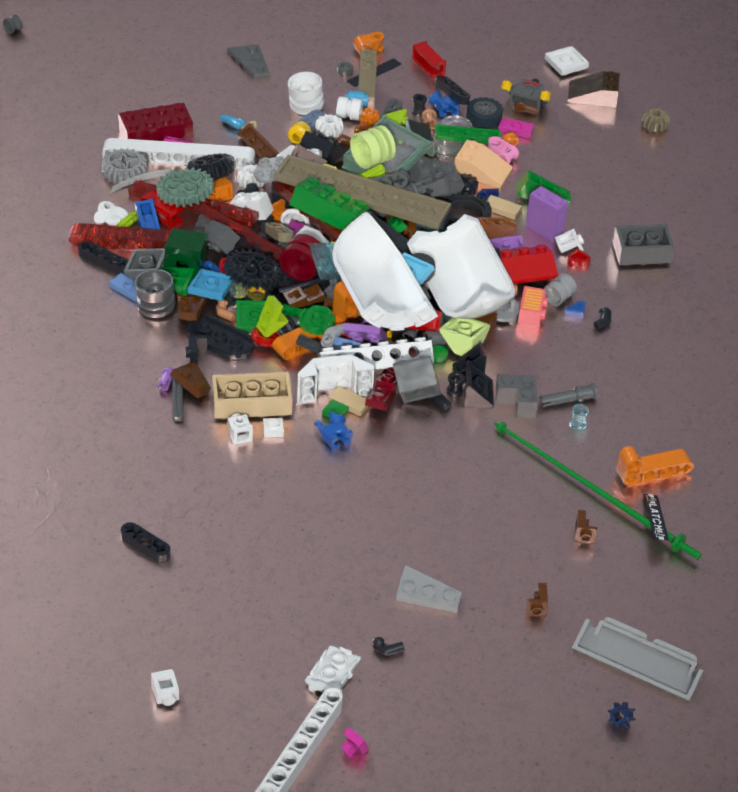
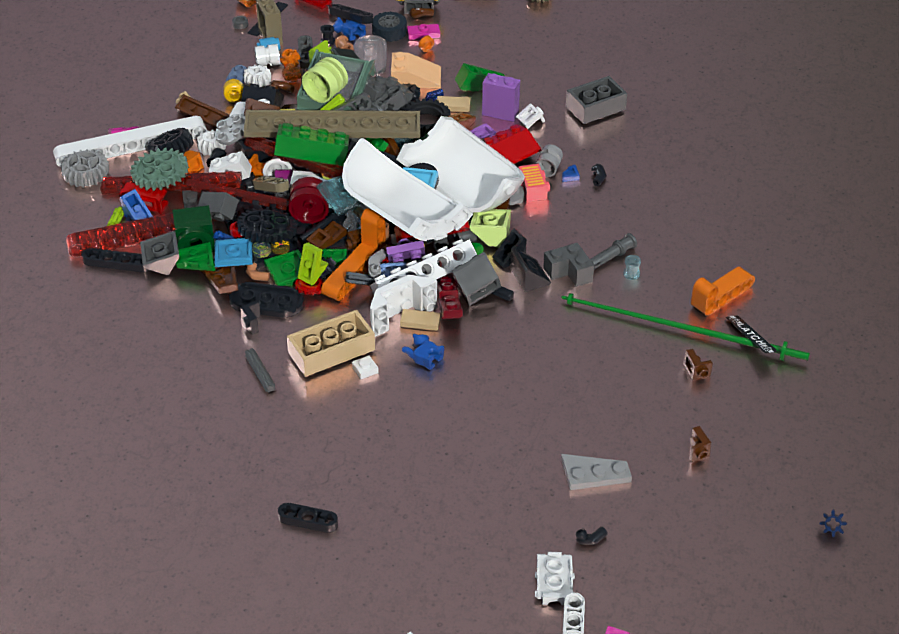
camera: 20 degrees left, 0 degrees up
(109, 216) = (94, 216): white plate -> none
(124, 285) = (152, 280): medium blue plate -> none
(145, 176) = (123, 164): white sticker -> none
(155, 293) = (185, 276): flat silver wheel -> none
(157, 123) = (94, 119): dark red brick -> none
(165, 379) = (238, 350): medium lavender pin -> none
(192, 379) = (264, 346): reddish brown wing -> none
(232, 121) = (168, 98): dark azure arm -> none
(239, 423) = (333, 375): white brick -> none
(251, 59) = (149, 37): dark grey wing -> none
(305, 92) = (220, 52): white wheel -> none
(316, 319) = (352, 254): green tile -> none
(335, 407) = (410, 329): green tile -> none
(455, 384) = (508, 273): black bush -> none
(461, 134) = (386, 48): green tile -> none
(503, 149) = (425, 52): bright pink piece -> none
(578, 258) = (546, 128): red tile -> none
(631, 653) = (820, 465): light grey slope -> none

